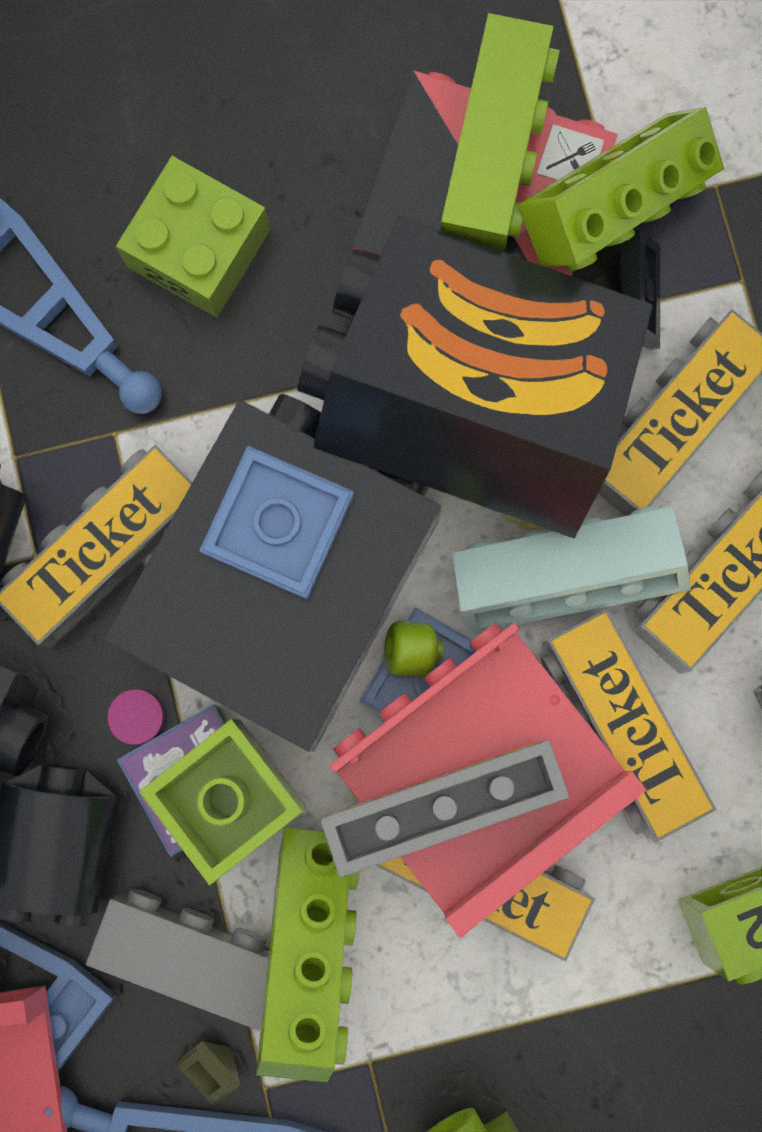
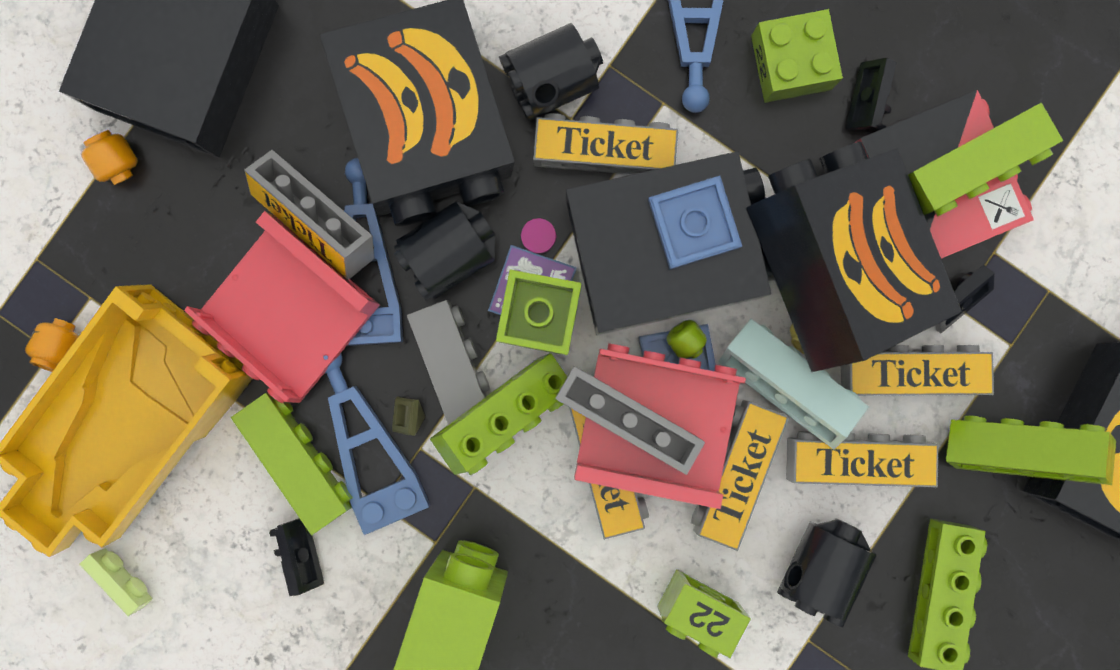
camera: 45 degrees right, 5 degrees up
(315, 192) = (871, 95): none -> black plate
(622, 189) = (1008, 246): lime brick -> none

